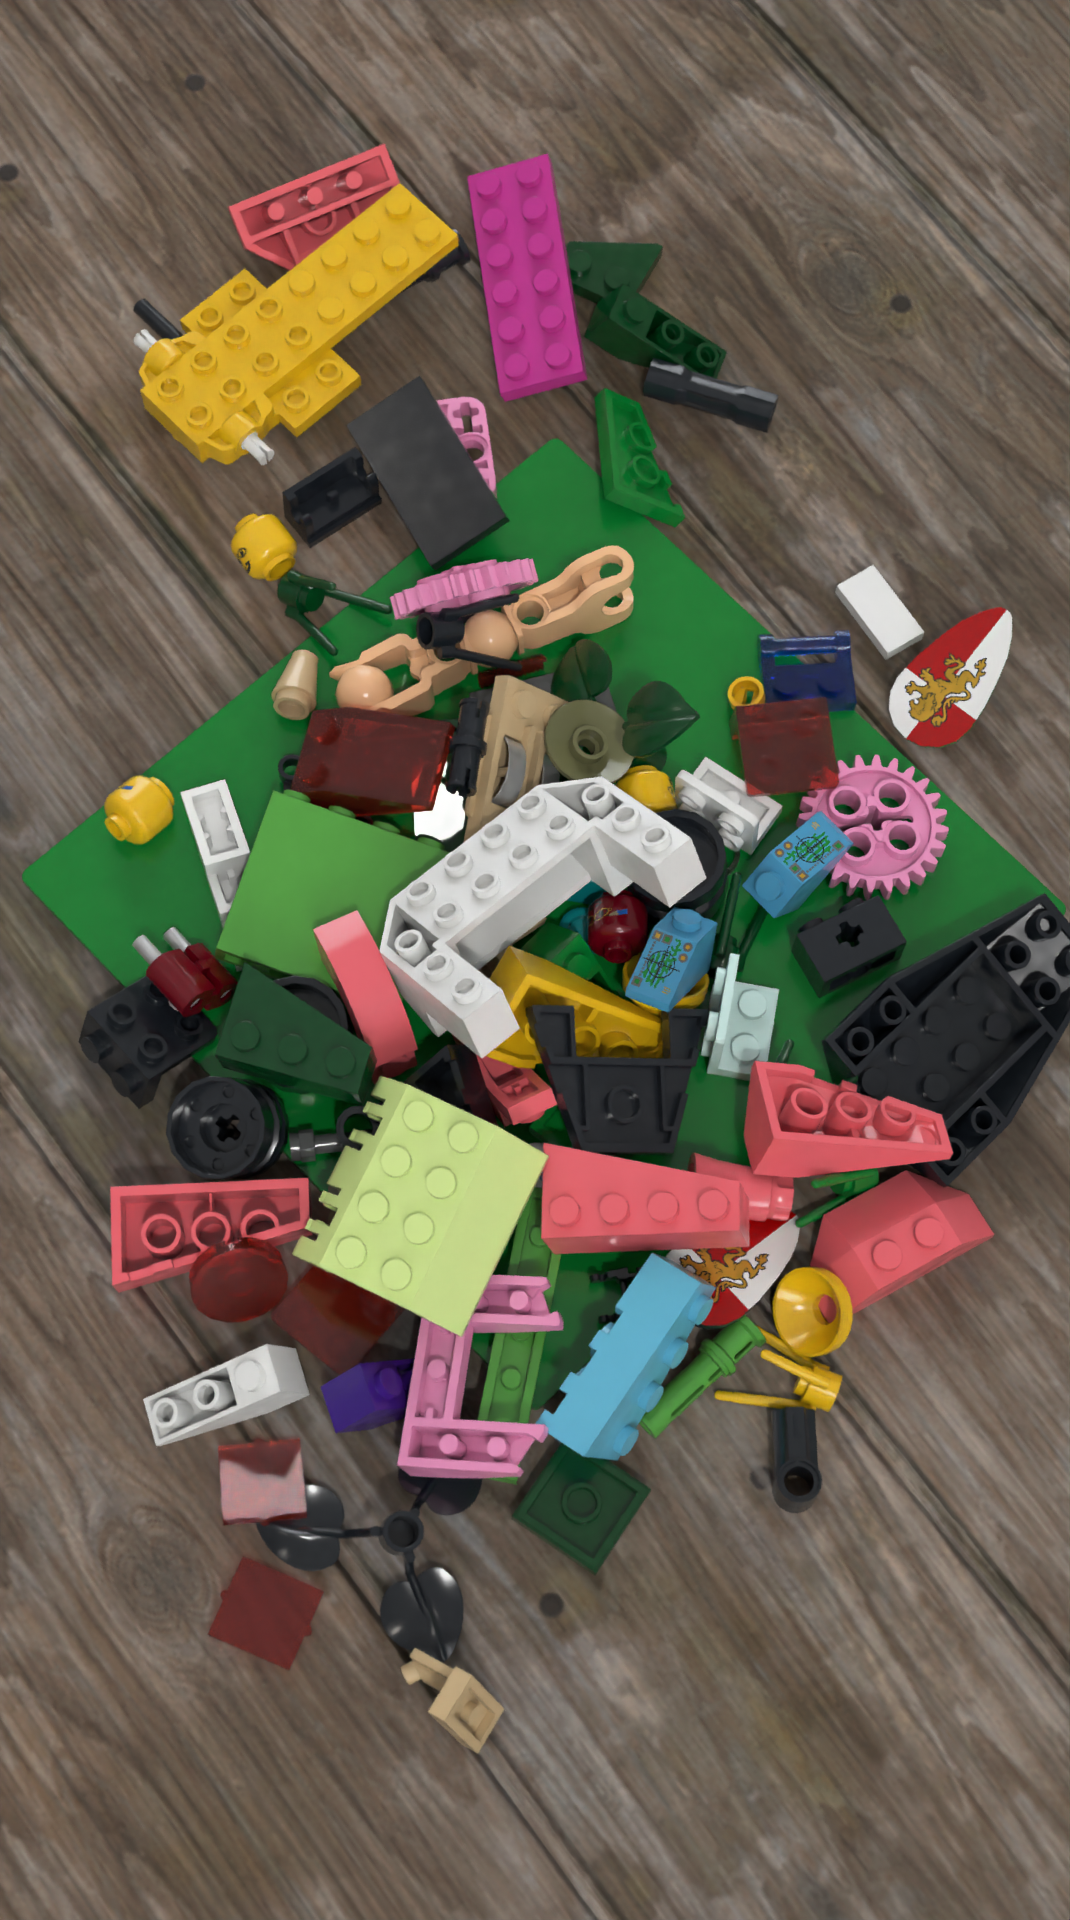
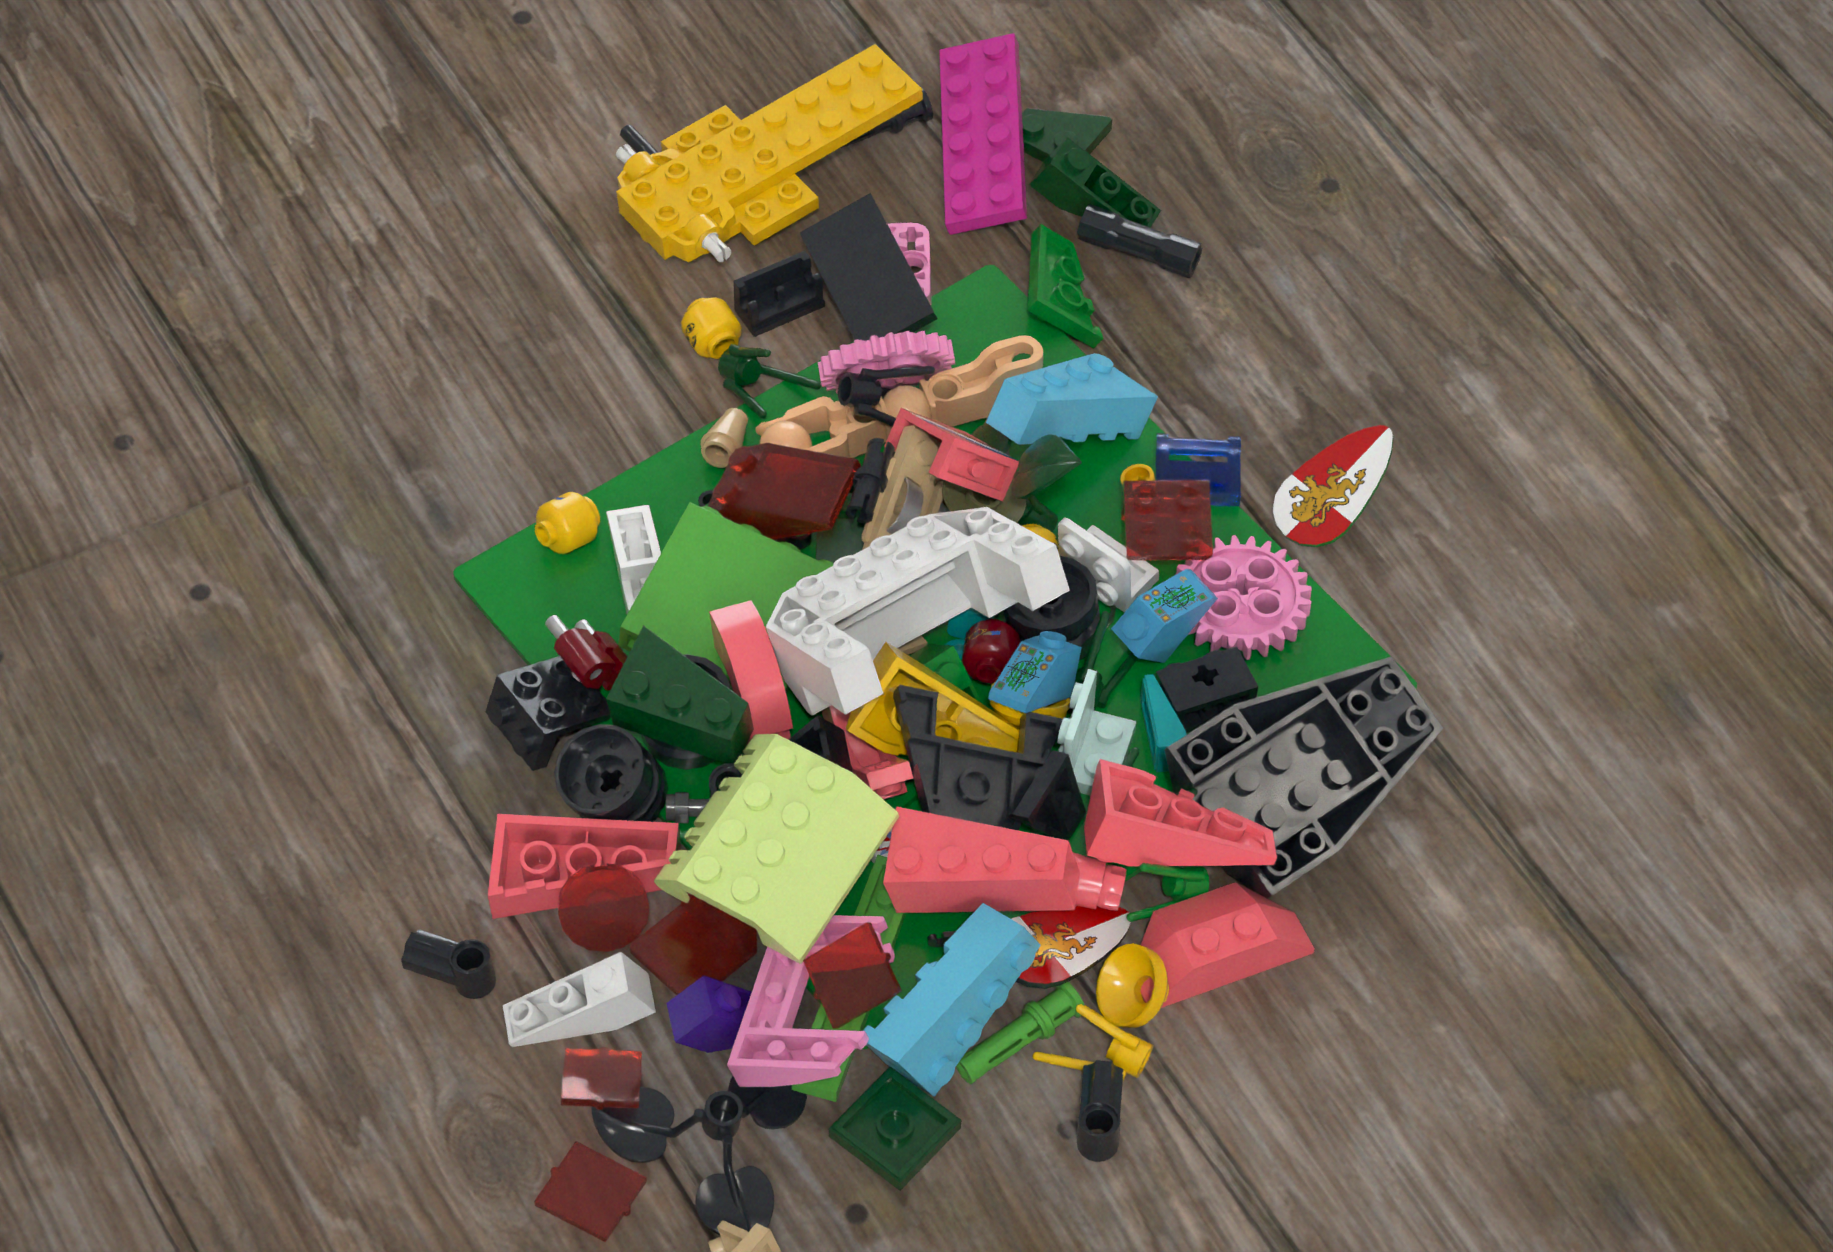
camera: 10 degrees right, 15 degrees down
(76, 1357) = (450, 962): none -> black piece
(305, 213) = (783, 61): coral wedge -> none
(520, 1350) = (852, 975): none -> clear red piece
(573, 709) = (961, 456): none -> coral panel
(667, 617) = (1072, 402): none -> medium azure wedge
(707, 1107) = (1053, 799): none -> black wing
(811, 1001) = (1160, 721): none -> teal slope
(879, 612) = (1274, 431): white tile -> none

